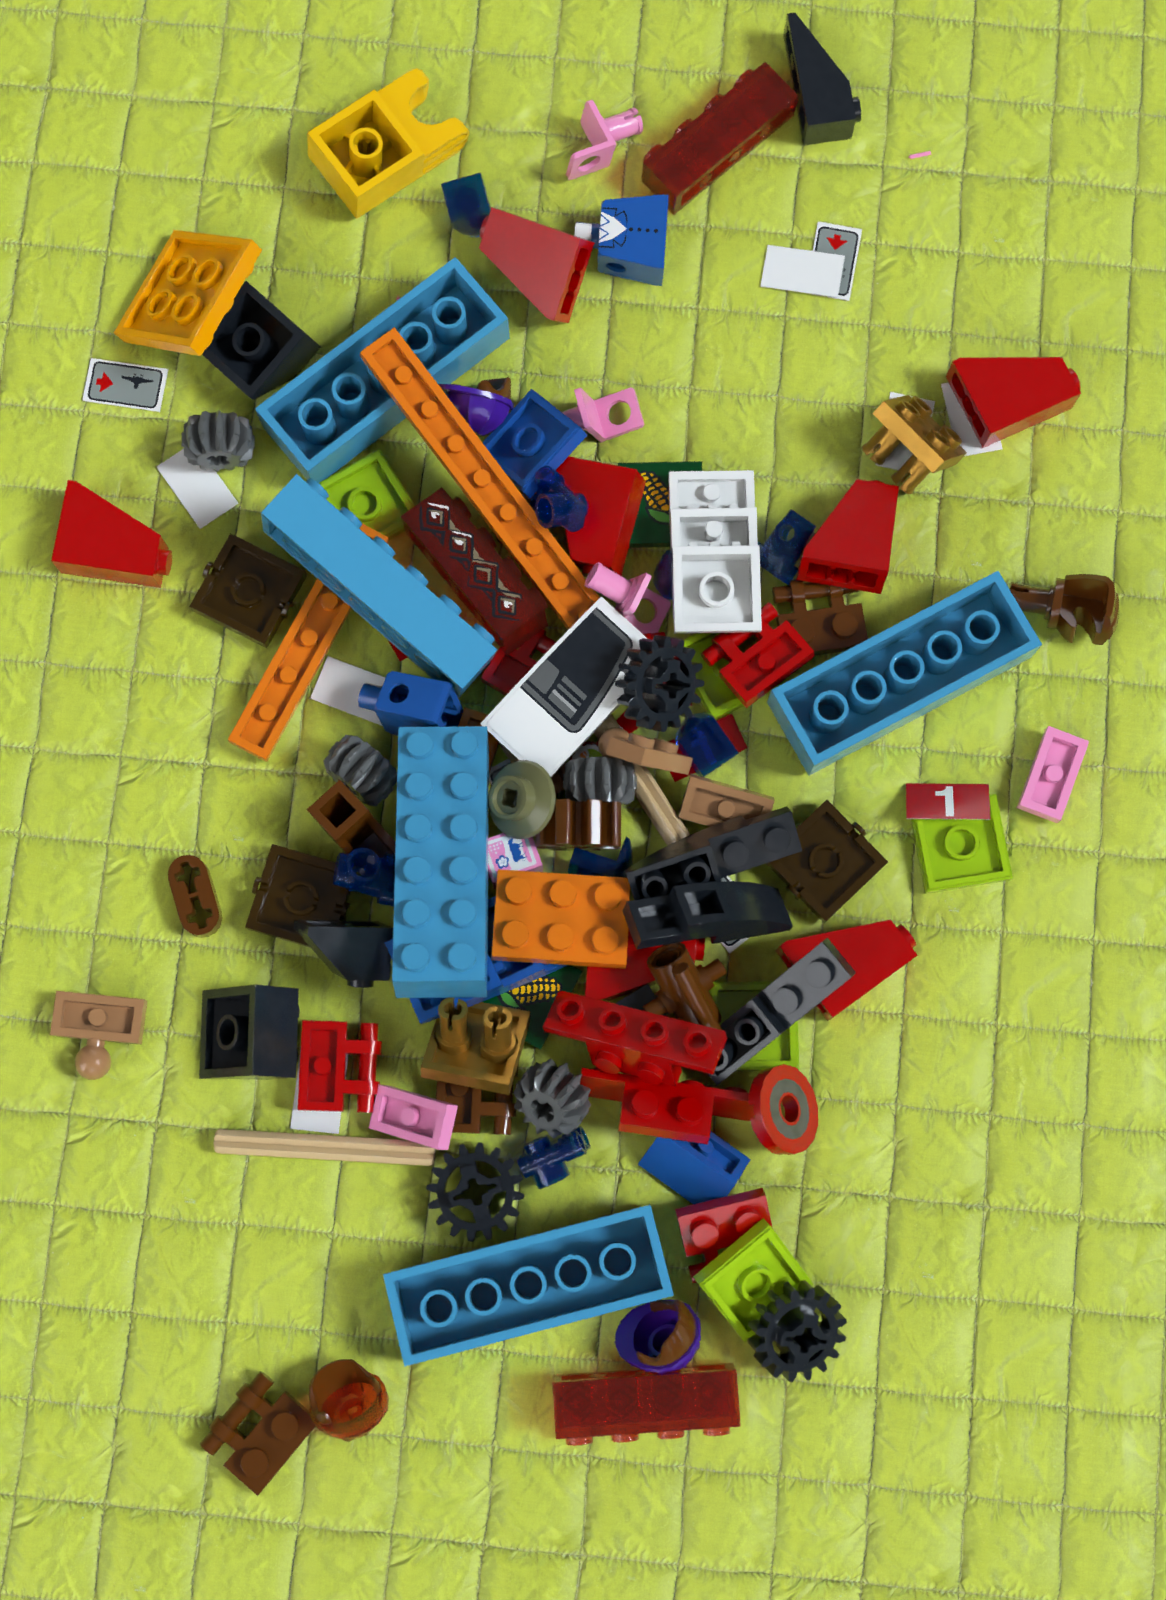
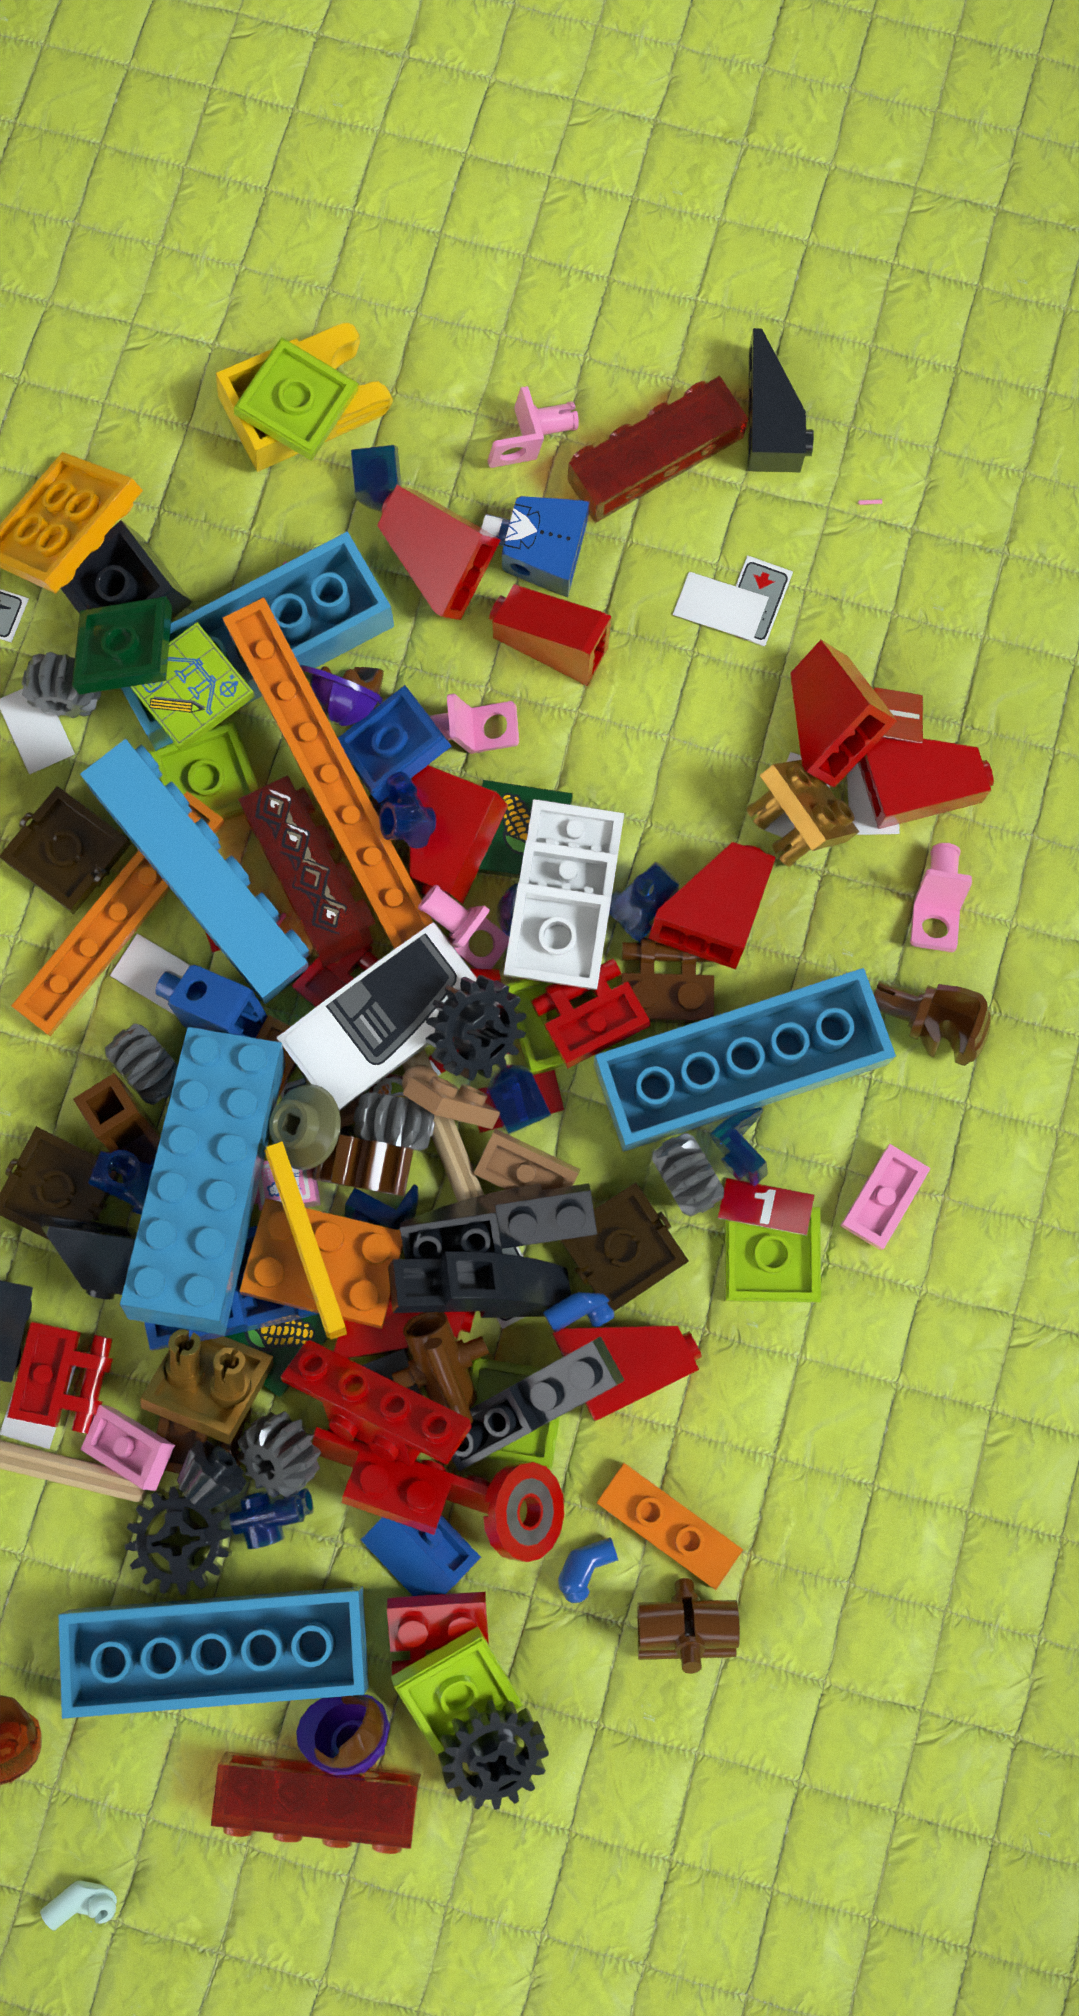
camera: 10 degrees right, 0 degrees up
(271, 393) = (122, 645): none -> dark green tile
(339, 420) = (198, 689): none -> lime tile
(385, 144) = (296, 398): none -> lime tile
(448, 1529) = (81, 1898): none -> light aqua arm
(495, 1127) = (210, 1475): none -> black piece
(545, 899) = (305, 1241): none -> yellow tile
(656, 317) = (552, 631): none -> red slope
(796, 919) = (577, 1306): none -> blue arm
(841, 1152) = (580, 1567): none -> blue arm
(873, 784) = (688, 1174): none -> dark grey gear
(914, 758) = (740, 1156): none -> plate
(914, 1101) = (669, 1526): none -> orange plate
(928, 348) = (835, 713): none -> red slope
(950, 1188) = (688, 1628): none -> reddish brown pin
(983, 341) = (907, 710): none -> red sticker
(1052, 499) = (941, 898): none -> bright pink bracket

